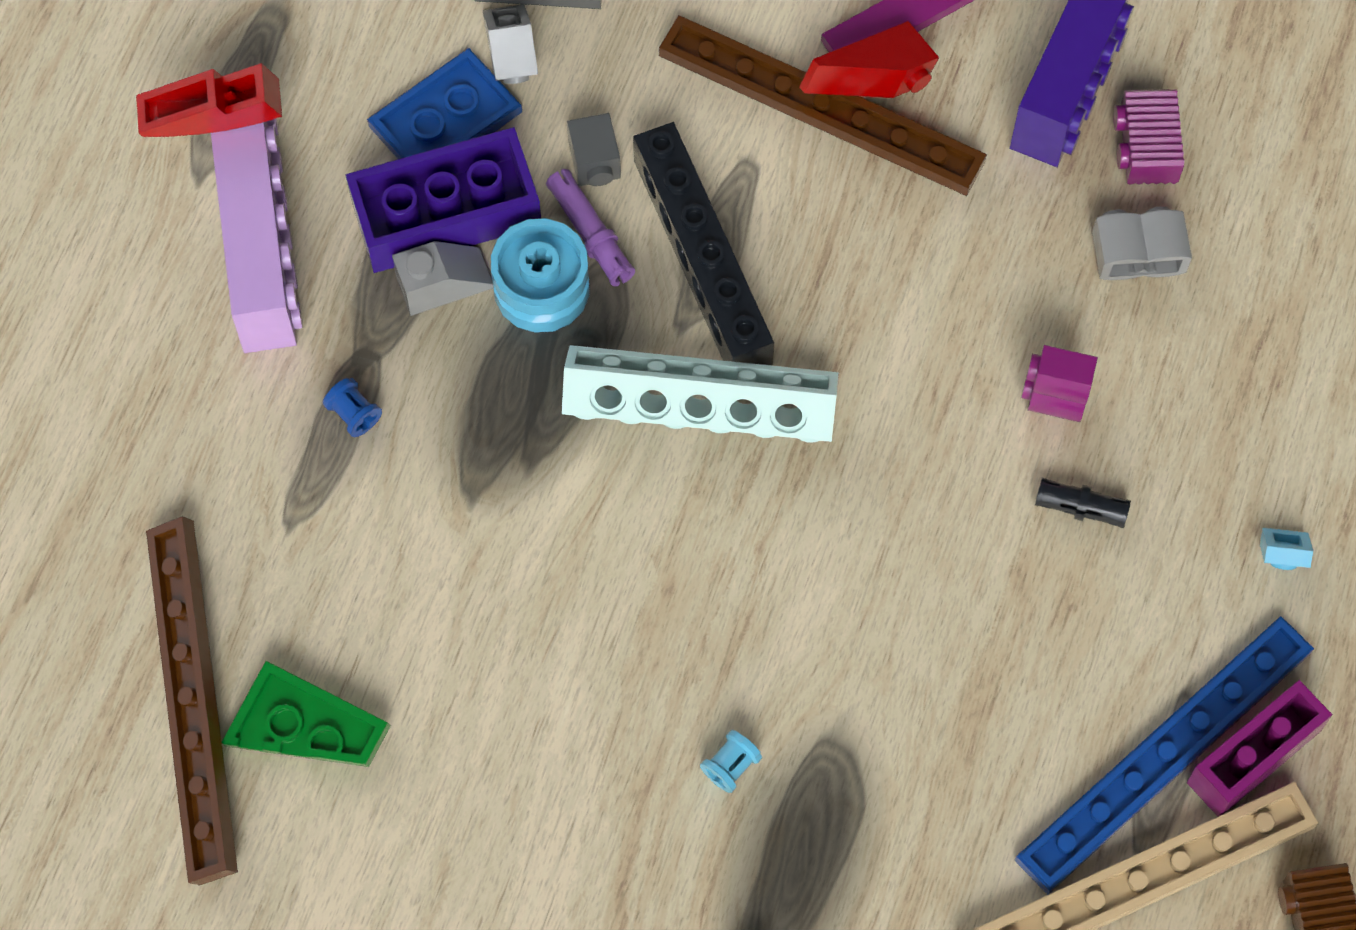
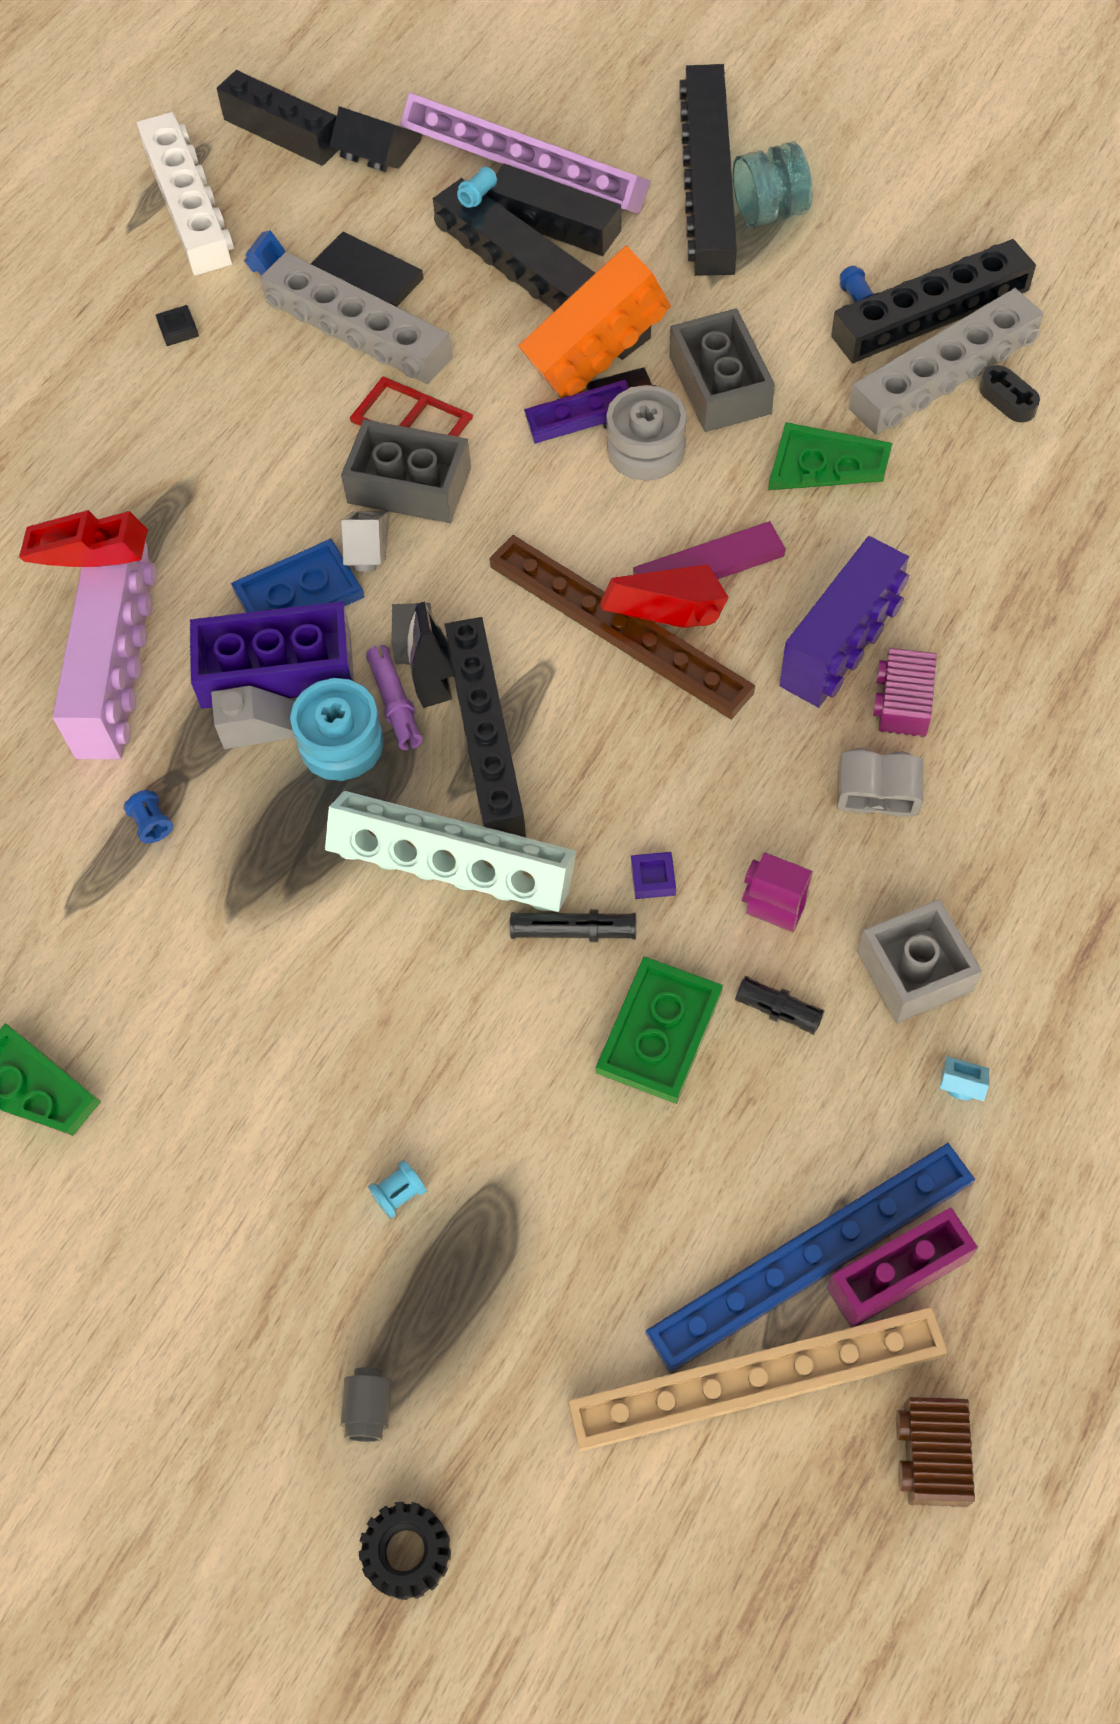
camera: 15 degrees right, 5 degrees down
(627, 181) = (429, 658): none -> black slope
(849, 453) = (573, 925): none -> black pin
(921, 384) = (653, 875): none -> dark purple plate
(964, 549) = (659, 1029): none -> green plate
(1218, 433) = (918, 961): none -> light grey brick

